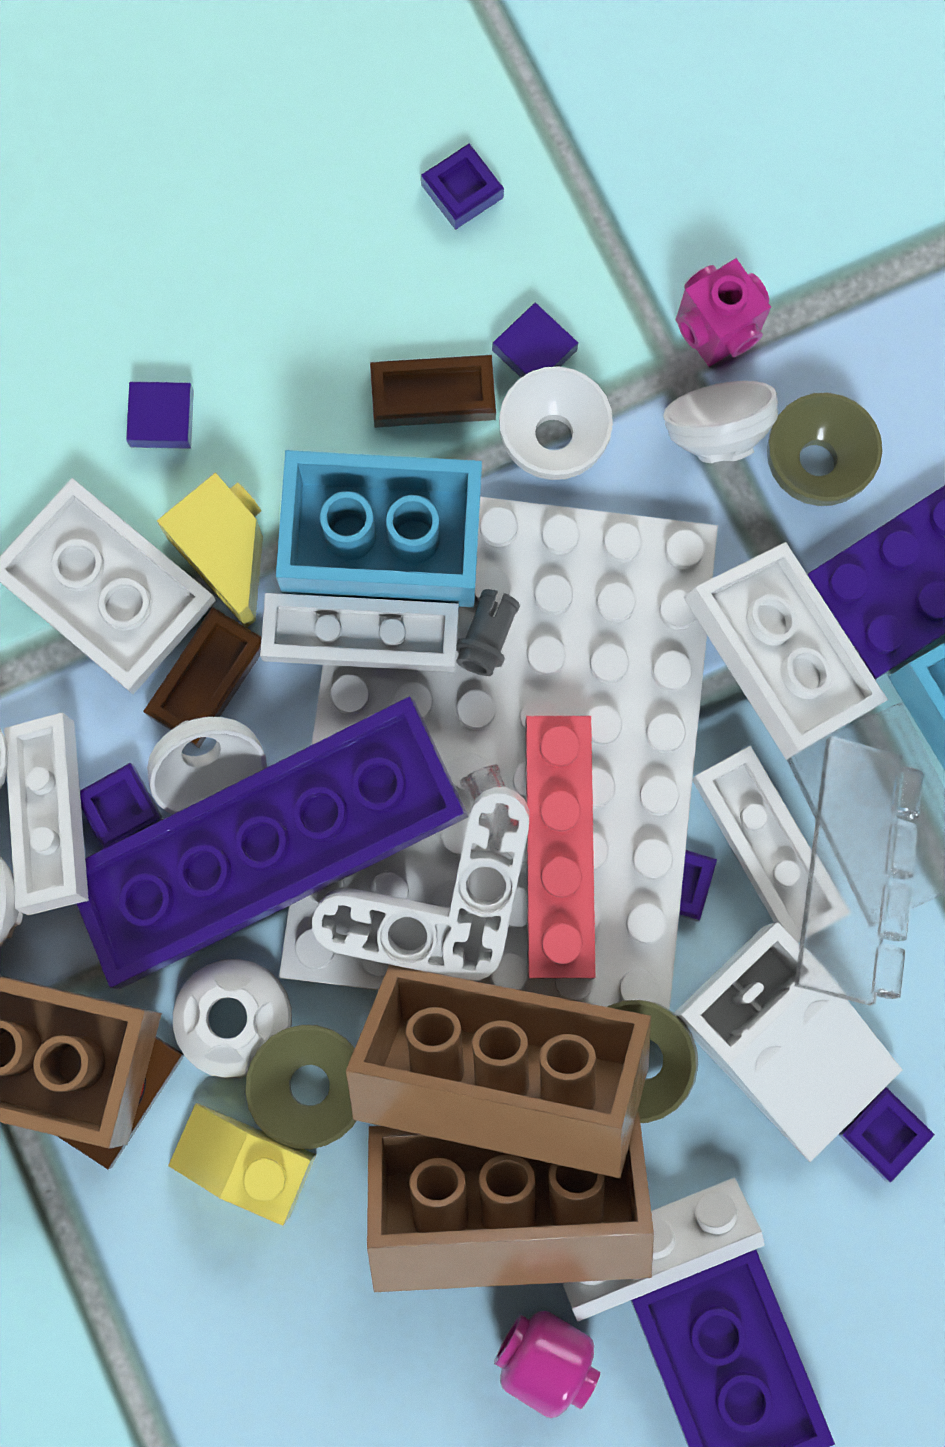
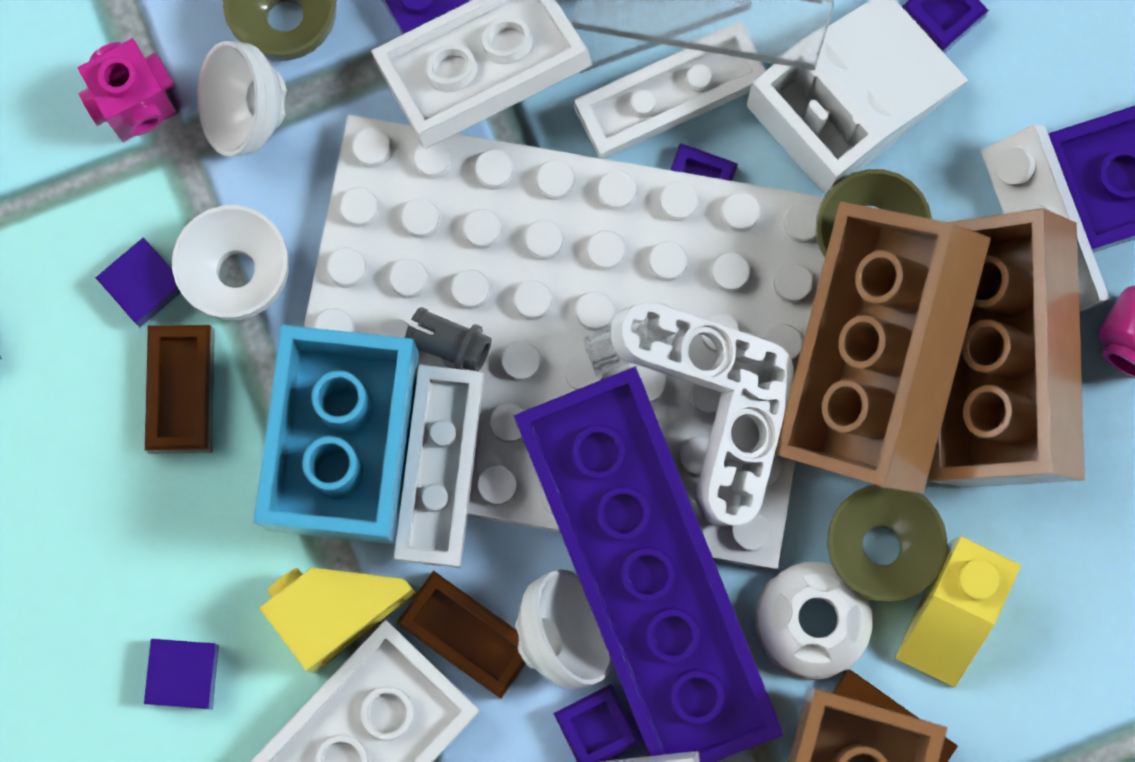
camera: 80 degrees left, 0 degrees up
(560, 848) = (696, 283): coral plate -> none

